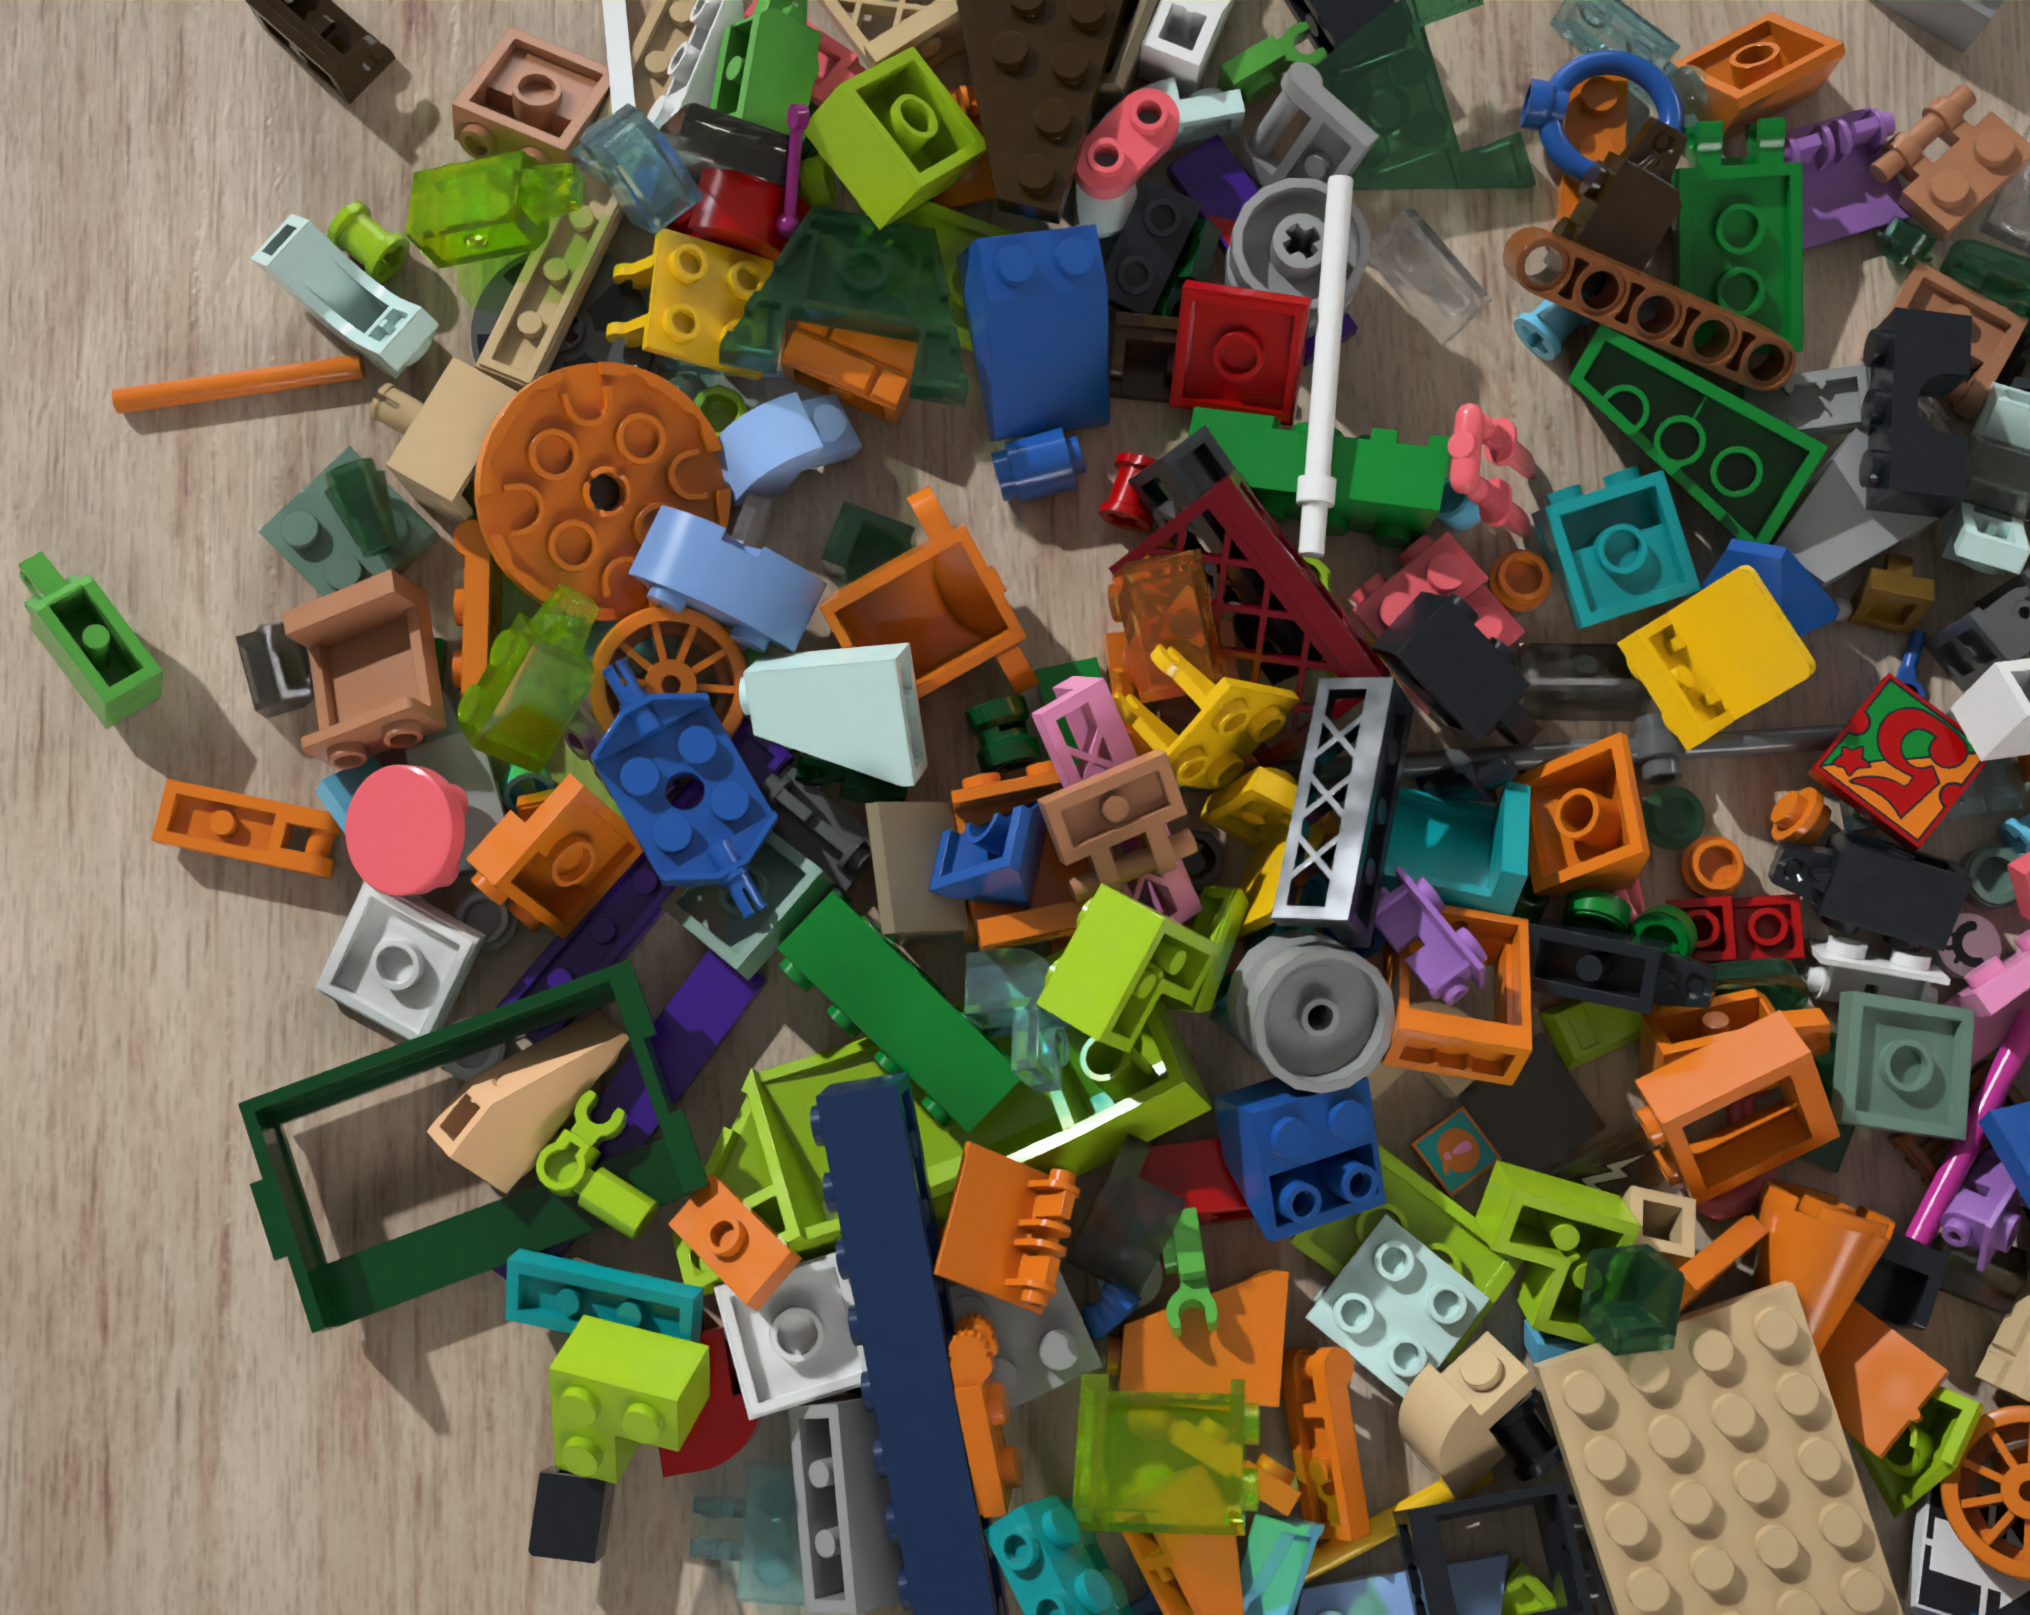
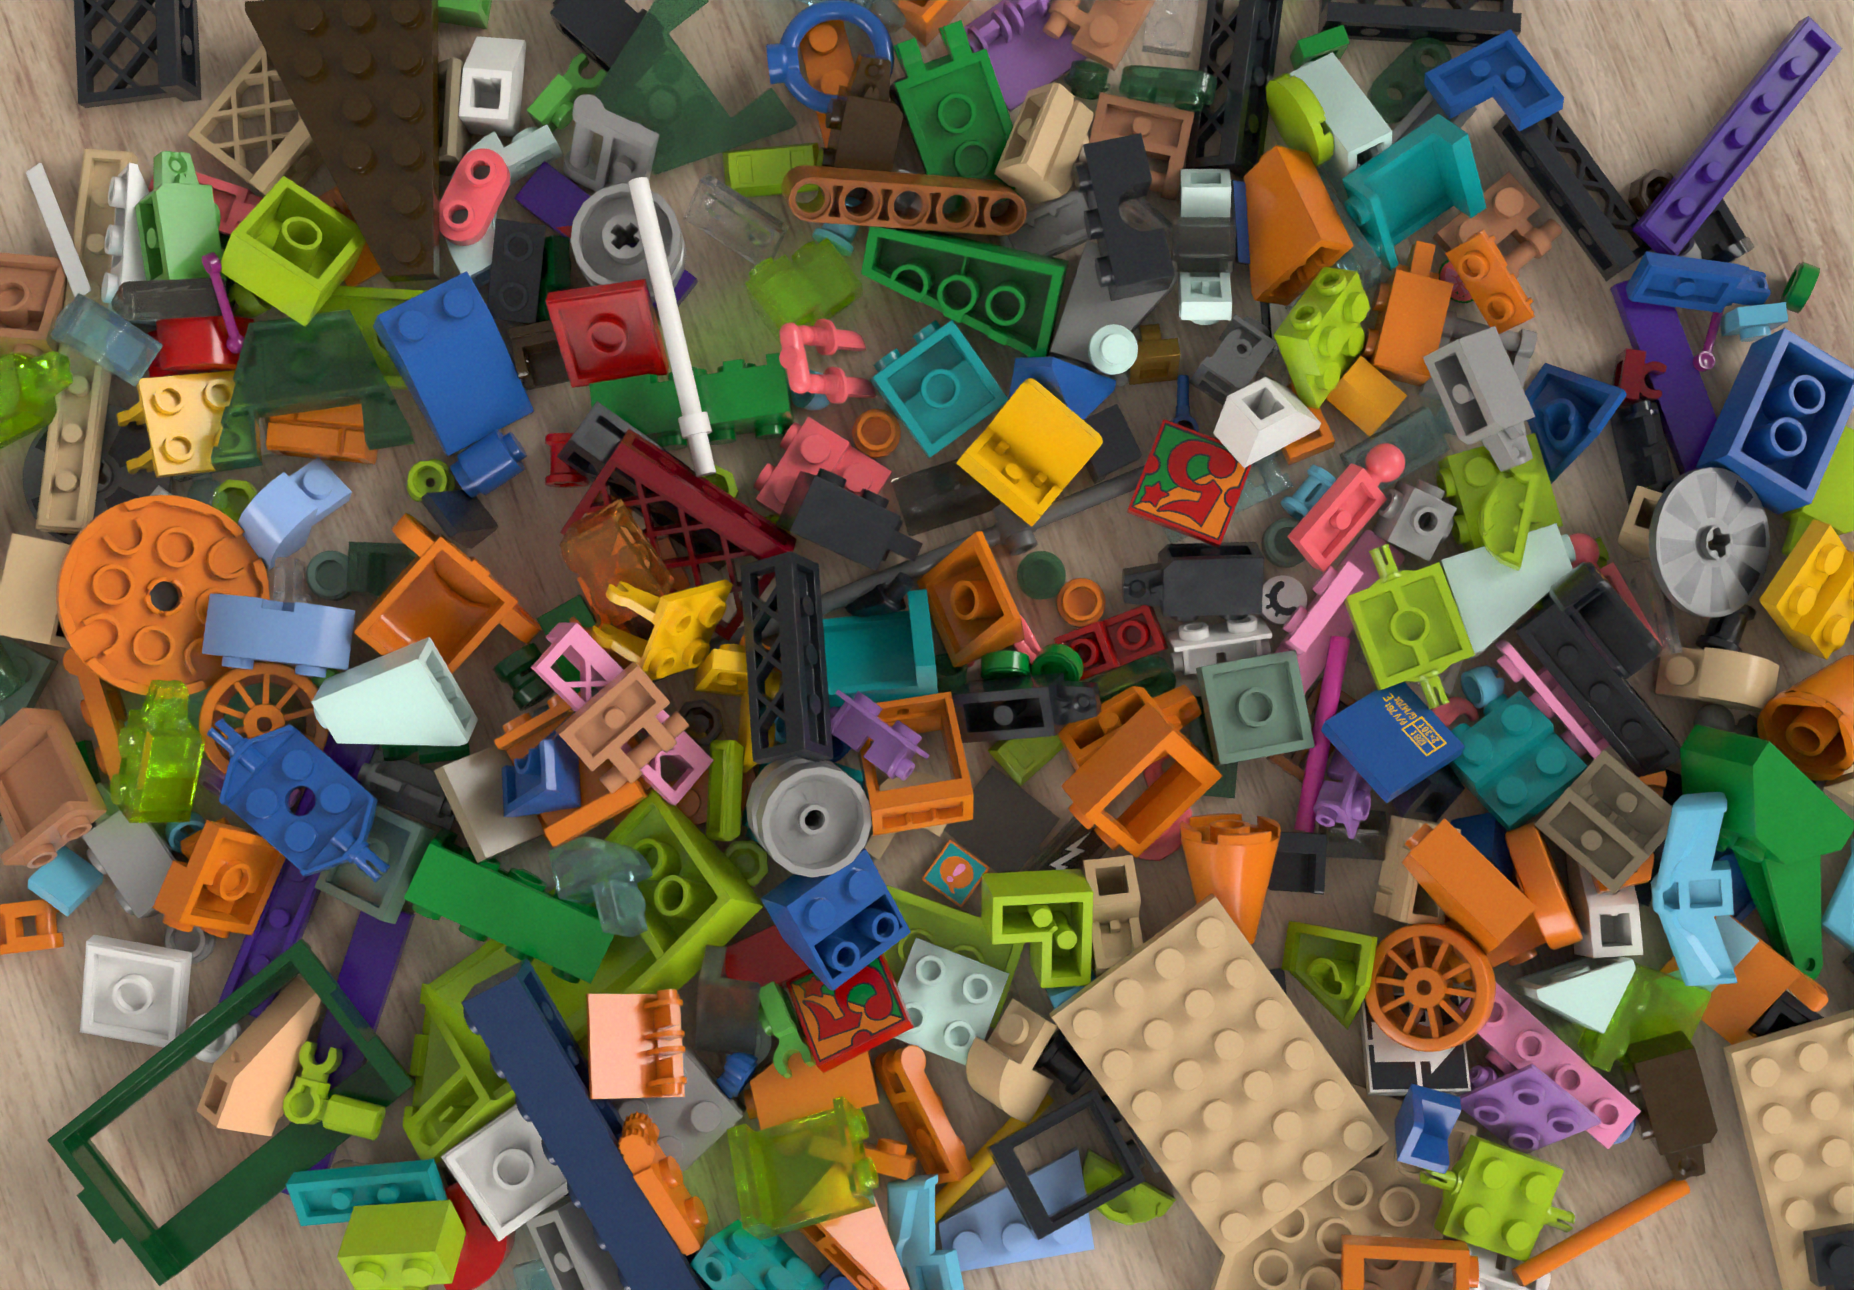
camera: 25 degrees left, 5 degrees up
(406, 830) = (103, 897): coral tile -> none
(735, 1242) = (445, 1119): orange plate -> none
(802, 537) = (328, 575): none -> sand green tile
(958, 451) = (425, 470): none -> lime plate
(985, 515) = (460, 516): none -> black slope
(1121, 966) = (654, 830): lime brick -> none
(1206, 1047) = (749, 859): none -> lime tile
(1282, 1283) = (851, 1017): none -> tile
(1481, 229) = (762, 170): none -> lime tile
(1496, 369) = (802, 291): none -> clear neon green brick
(1631, 1299) = (1100, 947): clear green panel -> none
(1720, 1258) = (1153, 903): orange tile -> none
(1800, 817) = (1132, 545): orange plate -> none
(1819, 694) = (1117, 447): none -> black panel
(1838, 297) = (1045, 144): none -> tan brick
(1854, 566) = (1112, 349): none -> light aqua plate
(1877, 1379) = (1298, 940): orange piece -> none

